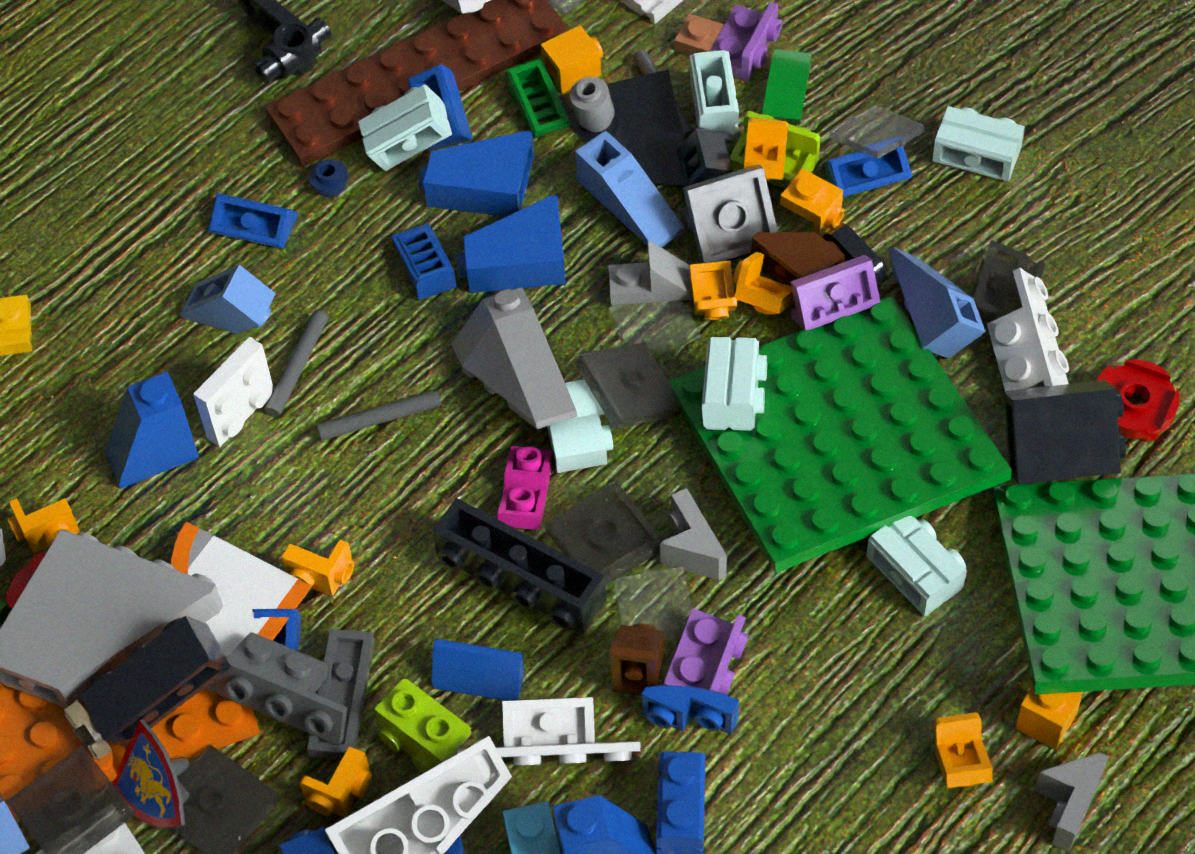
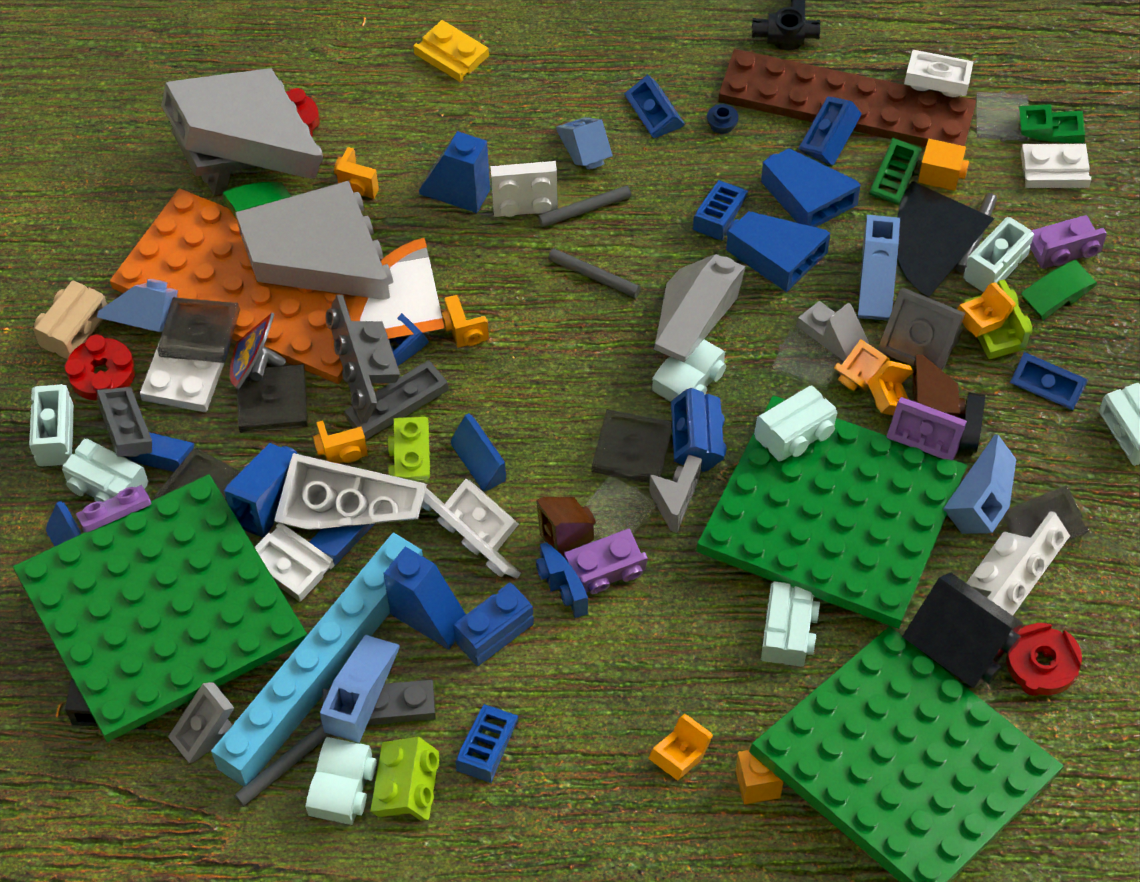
camera: 45 degrees right, 0 degrees up
(86, 730) = (250, 299): dark tan tile -> none
(155, 679) = (301, 299): black brick -> none
(404, 127) = (792, 122): light aqua brick -> none
(519, 566) = (562, 416): black brick -> none
(525, 487) = (627, 381): dark pink slope -> none
(592, 104) = (918, 199): light grey brick -> none
(628, 385) = (743, 375): clear smoke plate -> none
(645, 466) = (698, 428): none -> blue brick
(697, 35) = (1040, 213): nougat plate -> none
(704, 156) = (950, 285): black brick -> none
(814, 201) = (985, 368): light orange bracket -> none
(877, 131) = (1079, 362): clear piece -> none
(1073, 788) = (723, 834): light grey slope -> none

